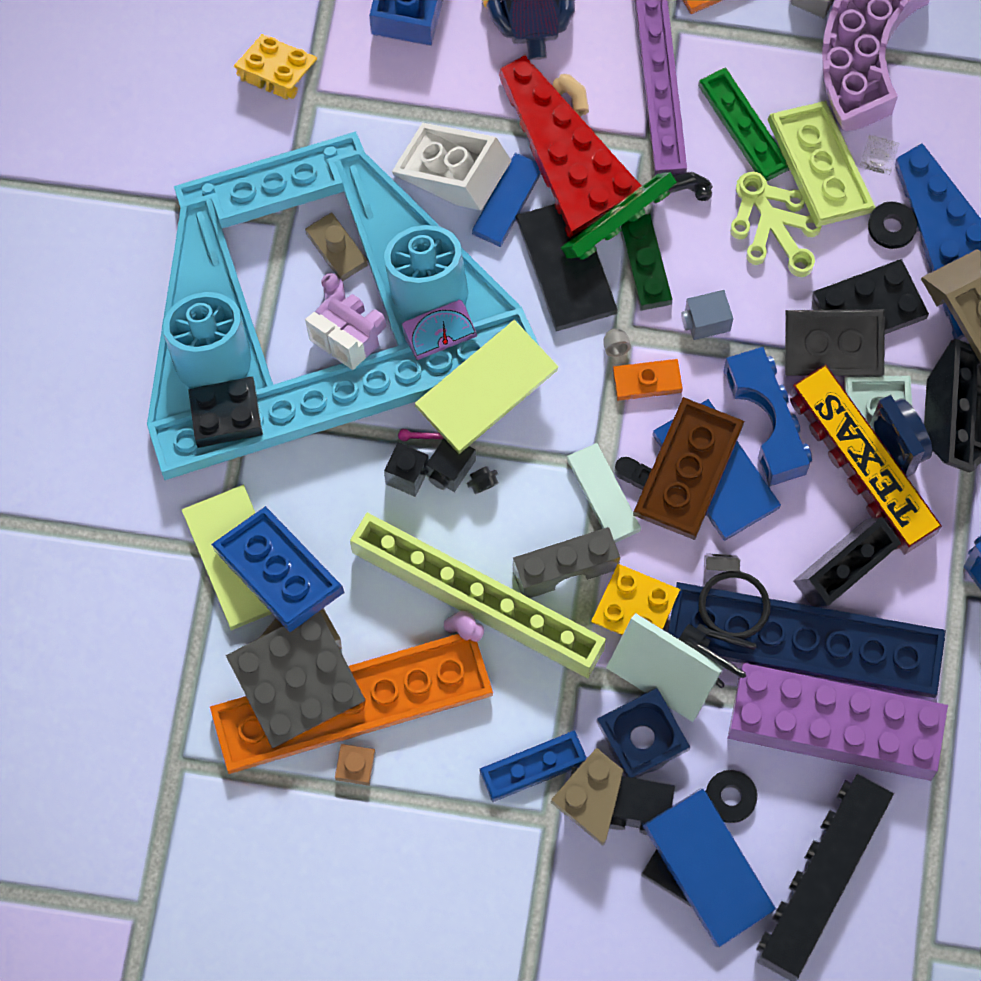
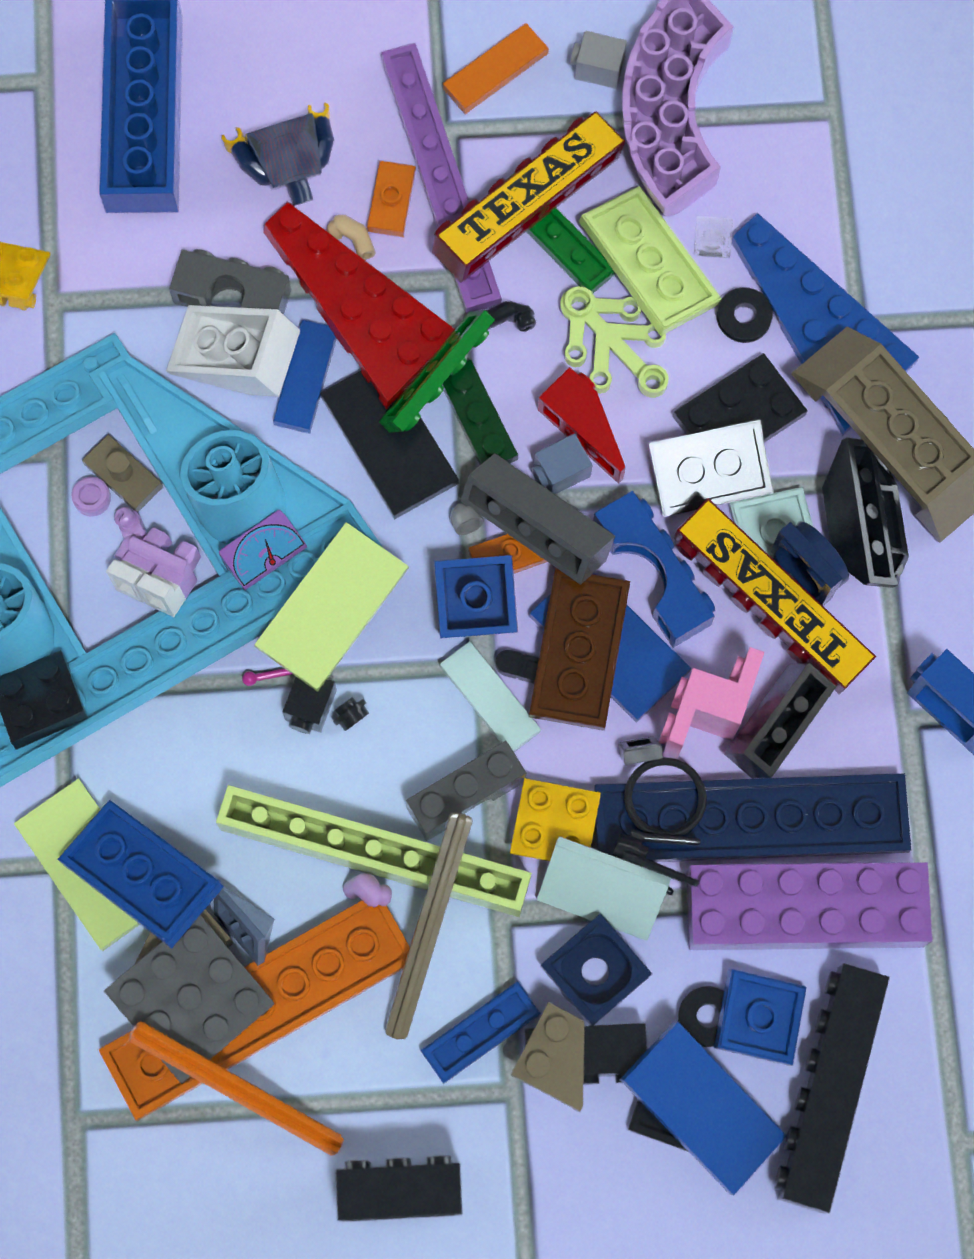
camera: 15 degrees left, 5 degrees up
(306, 260) = (91, 496): none -> lavender tile
(317, 761) = (236, 1088): none -> orange axle
(354, 630) = (245, 923): none -> sand blue slope
(355, 764) = (279, 1076): medium nougat plate -> none
(406, 469) = (261, 720): black brick -> none
(435, 875) = (398, 1189): none -> black brick
(439, 101) = (203, 276): none -> dark grey arch
(508, 663) = (428, 925): none -> dark tan axle
(610, 405) = (476, 596): none -> blue brick
(612, 70) = (391, 199): none -> orange plate
(677, 352) = (537, 518): none -> dark grey brick
(728, 88) = (527, 196): none -> brick
(729, 268) = (576, 408): none -> red slope
(775, 805) = (760, 1017): none -> blue tile
(790, 534) = (710, 703): none -> bright pink bracket

